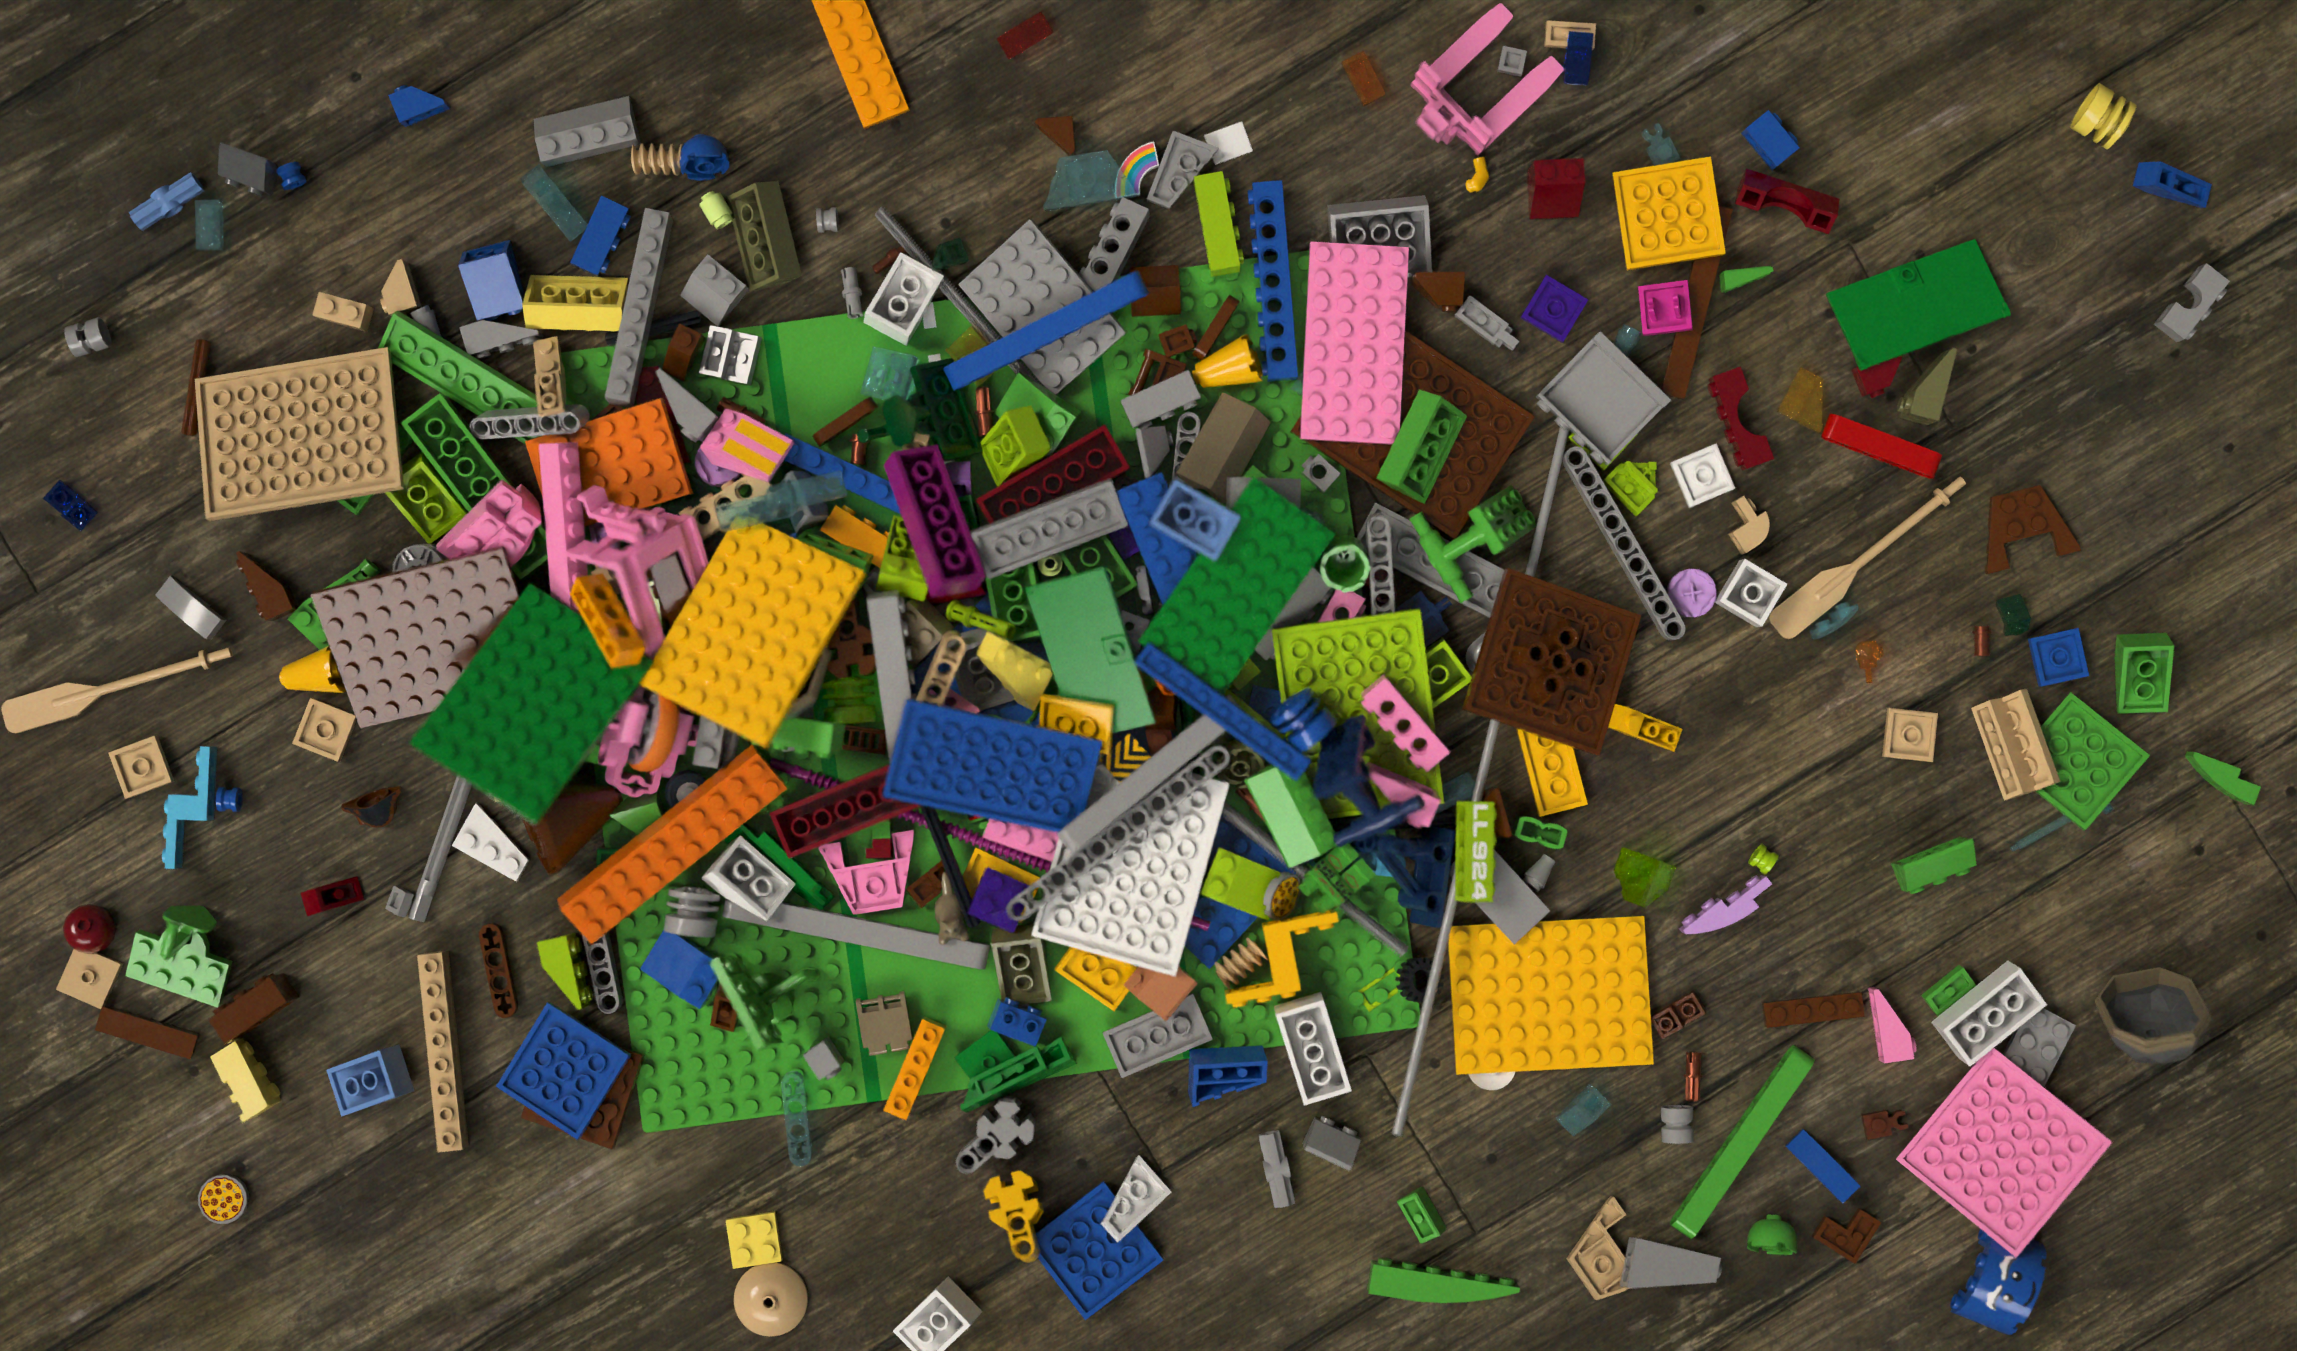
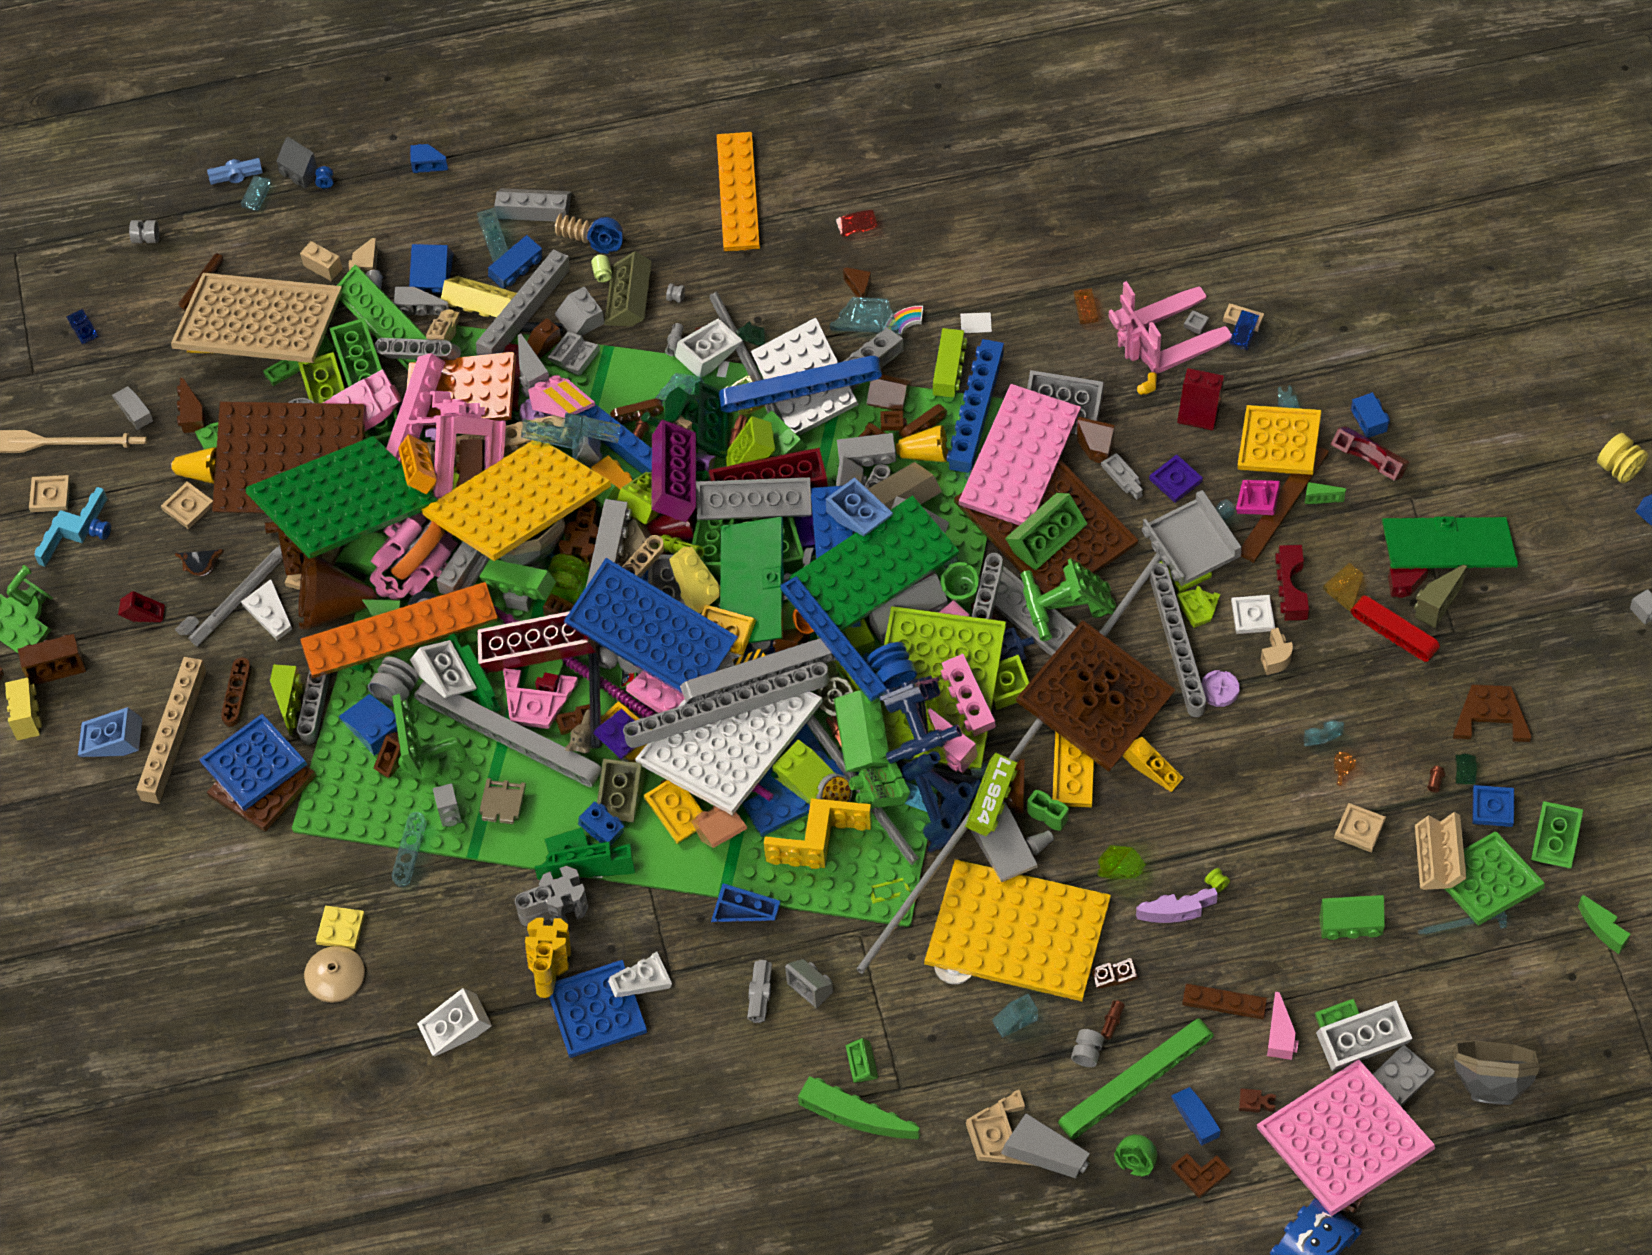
camera: 20 degrees right, 30 degrees down
(915, 1068) = (512, 835): light orange brick -> none
(1152, 1040) = (703, 867): light grey plate -> none
(1179, 165) = (930, 326): light grey wing -> none
(1239, 962) = (787, 831): tan piece -> none
(1312, 1048) = (818, 906): white brick -> none
(1321, 484) = (969, 537): light grey brick -> none
(1406, 979) = (916, 875): black tyre -> none
(1750, 593) = (1263, 694): white brick -> none
(1831, 585) = (1314, 715): tan piece -> none

